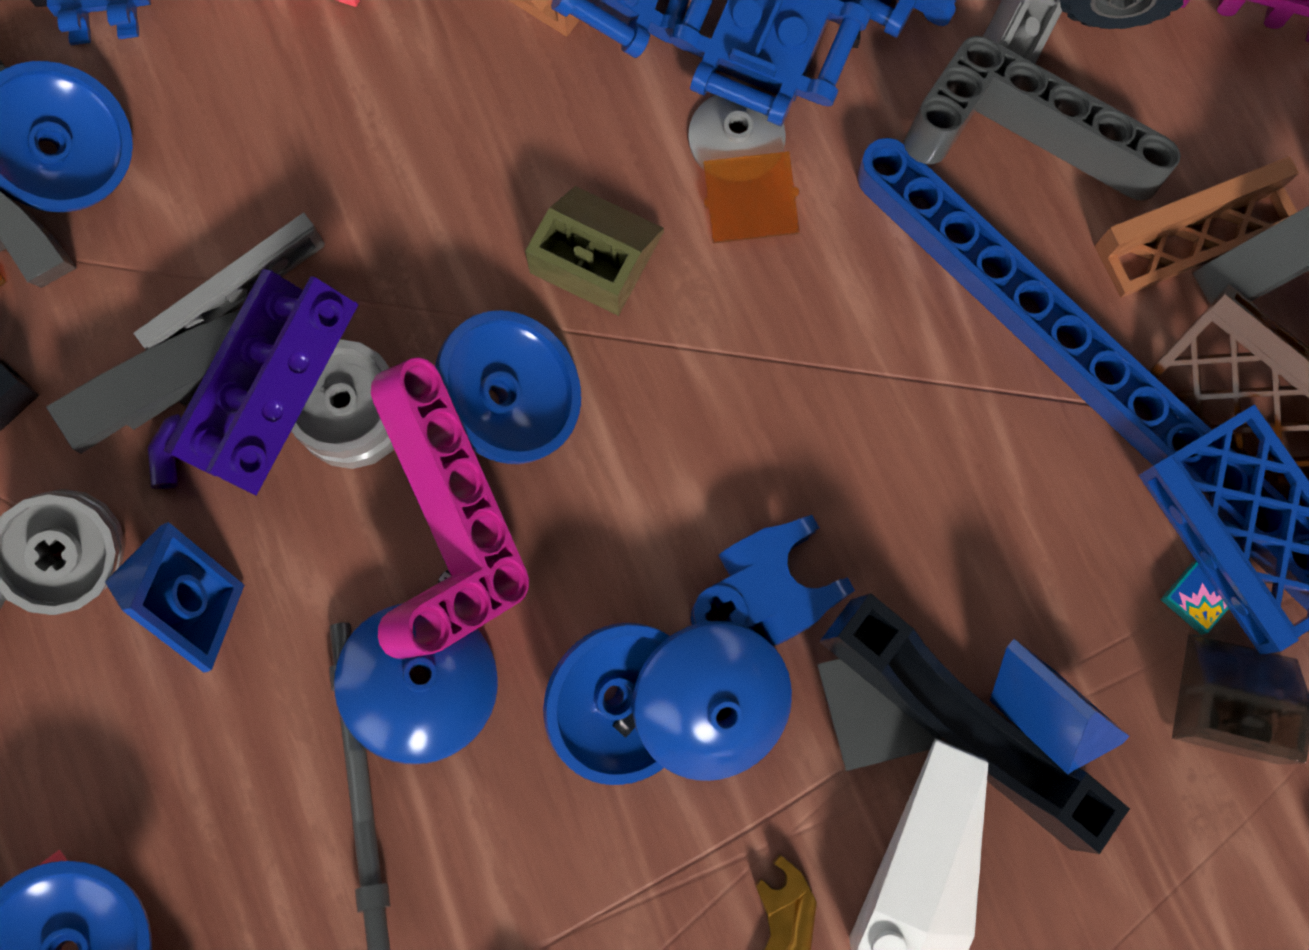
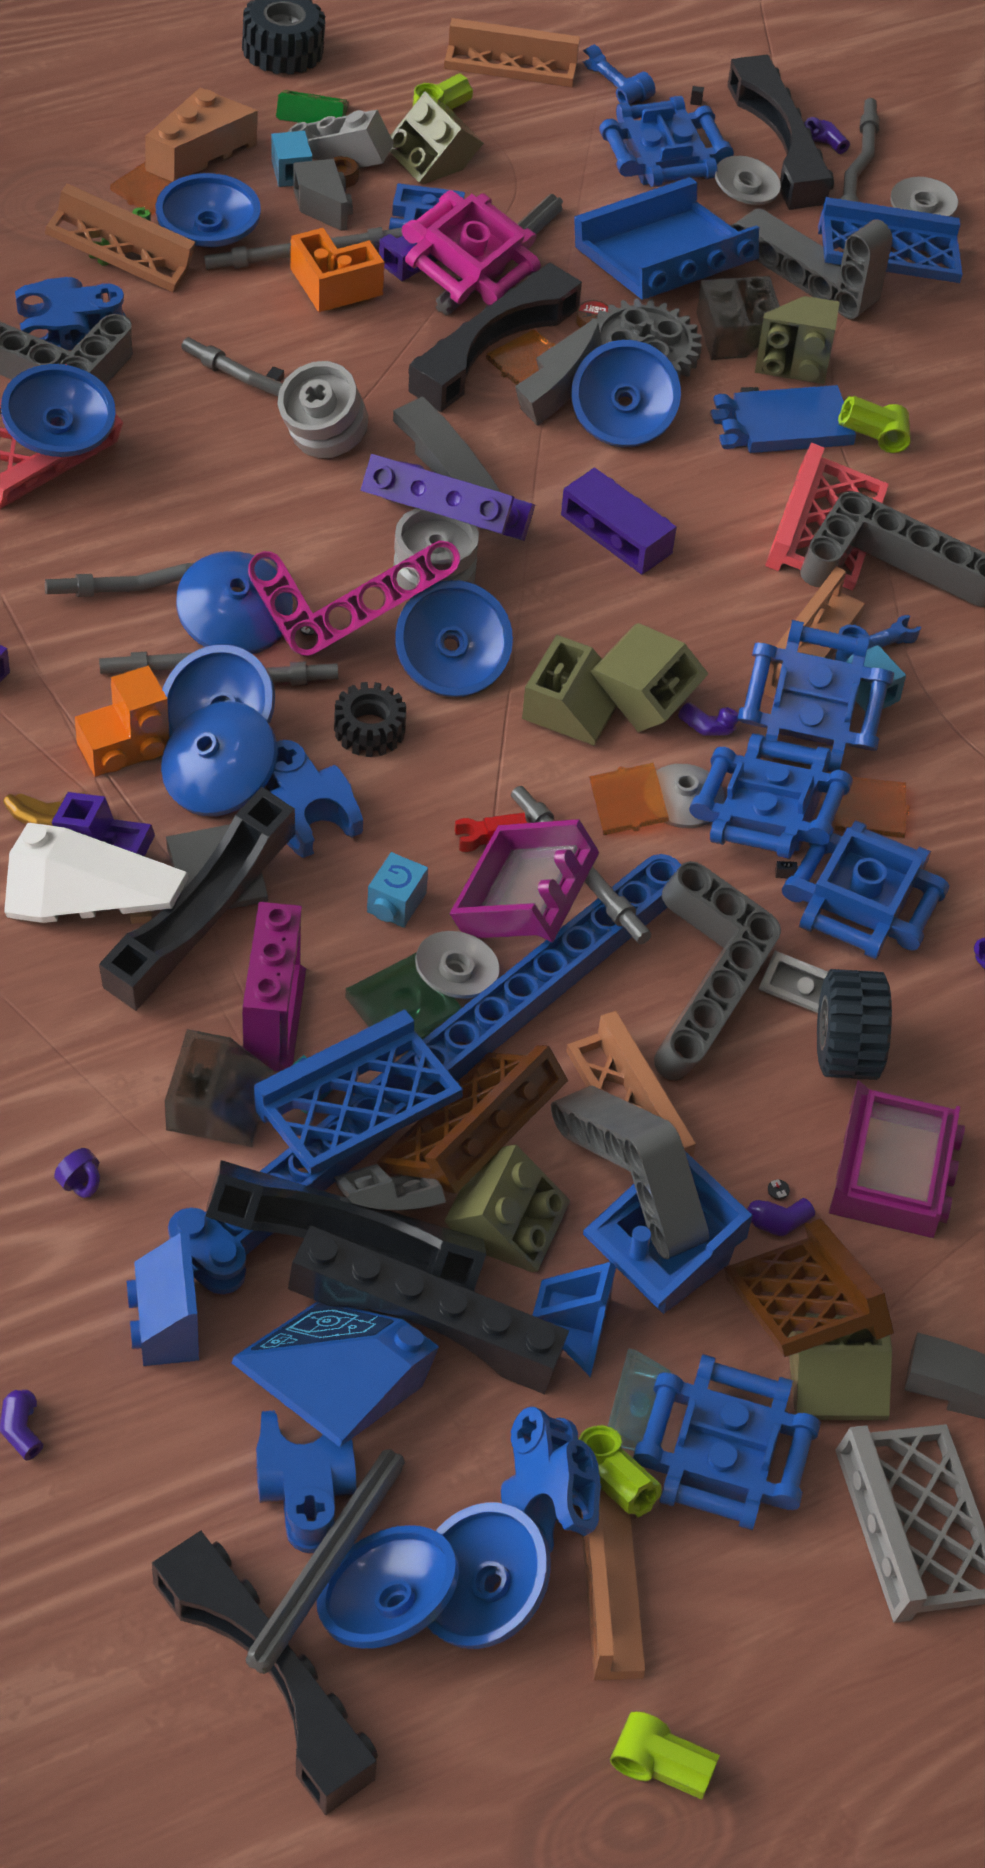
camera: 85 degrees right, 25 degrees down
(178, 595) = (291, 467): blue slope -> none
(233, 284) = (548, 515): light grey tile -> none
(282, 169) = (618, 520): none -> dark purple brick
(521, 811) = (297, 673): none -> dark grey bar
(581, 146) = (648, 675): none -> olive slope
(621, 473) = (370, 702): none -> black tyre
(631, 92) = (708, 725): none -> dark purple arm
(661, 834) = (130, 728): none -> orange brick
(809, 358) = (482, 831): none -> red bar
(847, 856) = (93, 818): none -> dark purple brick
(917, 478) = (397, 890): none -> dark azure brick
(924, 321) = (526, 880): none -> magenta window
(965, 210) = (618, 907): none -> dark grey bar
(1034, 389) = (456, 964): none -> light grey dish
(1052, 710) = (211, 953): blue slope -> none
(1072, 477) = (400, 989): none -> clear green tile
(1123, 623) = (274, 986): none -> magenta window
(1295, 87) = (778, 1189): none -> black piece

